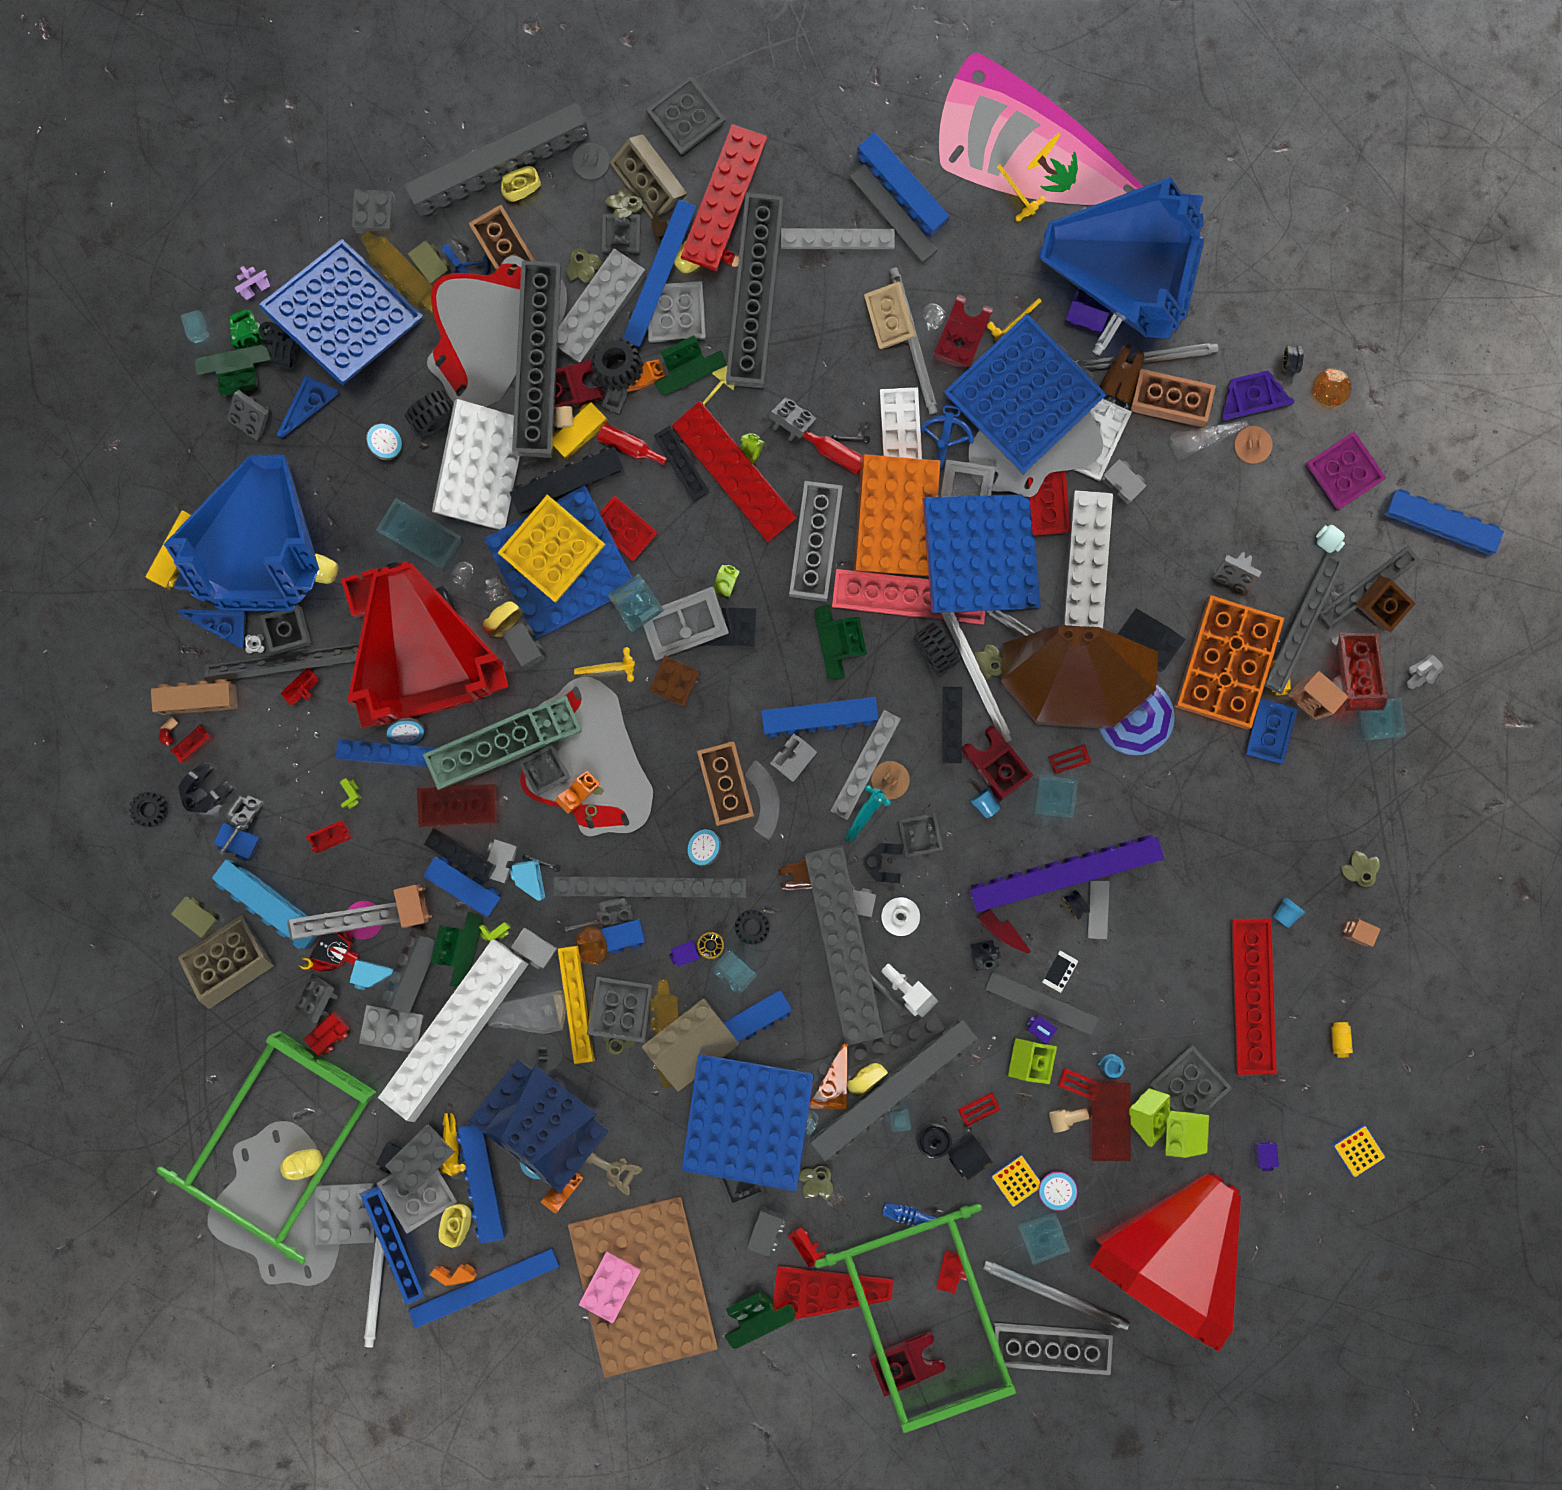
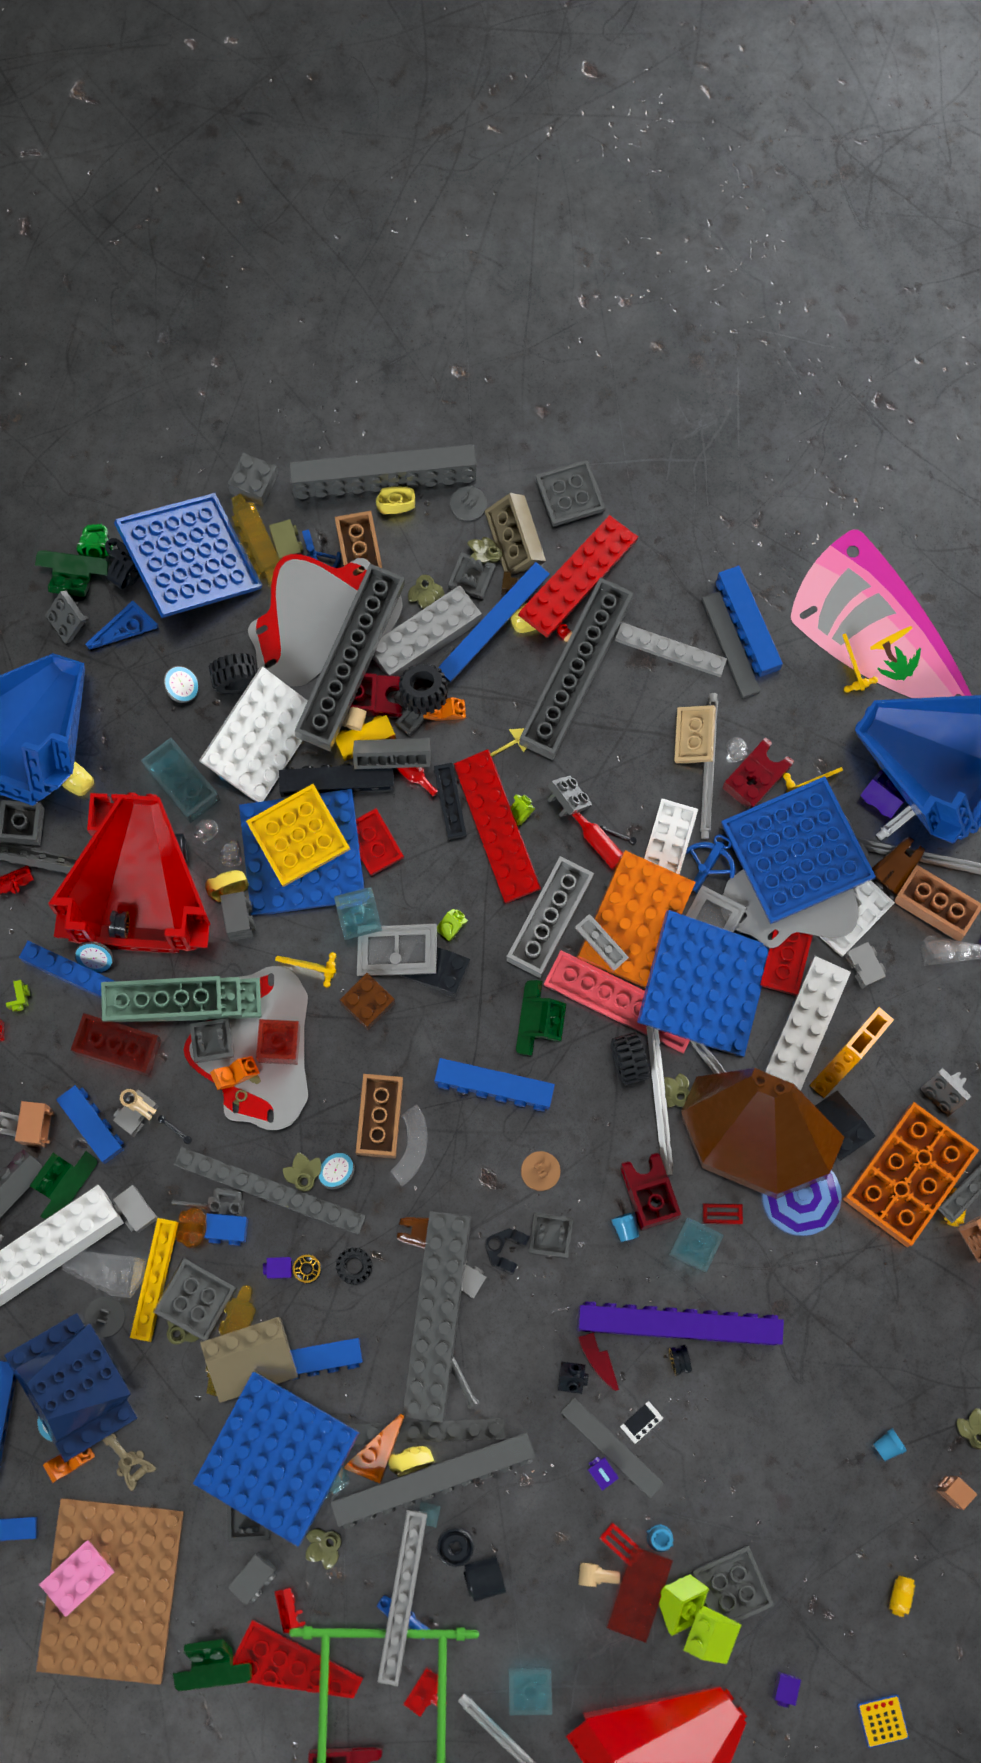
camera: 15 degrees right, 10 degrees down
(194, 326) = (50, 522): clear light blue brick -> none
(244, 288) = (109, 504): lavender hips -> none
(417, 693) = (119, 924): none -> black wheel
(460, 855) = (99, 1092): black plate -> none
(500, 853) = (138, 1104): none -> tan pin
(500, 932) = (107, 1182): lime bracket -> none
(529, 878) = (156, 1139): medium azure slope -> none
(607, 749) = (278, 1042): none -> clear red brick
(610, 438) = (392, 753): none -> dark grey brick
(671, 857) = (302, 1169): none -> olive plate
(678, 313) = (498, 665): light grey plate -> none
(687, 365) = (488, 714): dark green plate -> none
(735, 971) = (320, 1302): clear light blue brick -> none
(793, 758) = (454, 1115): light grey brick -> none
(865, 765) = (521, 1147): light grey plate -> none
(873, 550) = (601, 942): none -> light grey plate
(874, 802) = (507, 1192): teal piece -> none
(903, 1199) = (402, 1598): none -> light grey tile
(908, 909) = (502, 1297): white dish -> none
(917, 998) = (490, 1394): white brick -> none
(952, 725) = (619, 1139): black plate -> none
(982, 1116) = (515, 1532): red tile -> none
(1016, 1180) = (524, 1621): yellow tile -> none
(1032, 1061) = (582, 1503): lime slope -> none
(1058, 1191) = (561, 1647): piece -> none
(1098, 908) = (701, 1373): light grey tile -> none
(1138, 569) = (851, 1052): none -> light orange slope
(1253, 996) = (827, 1519): red plate -> none
(1271, 731) = (930, 1257): blue plate -> none

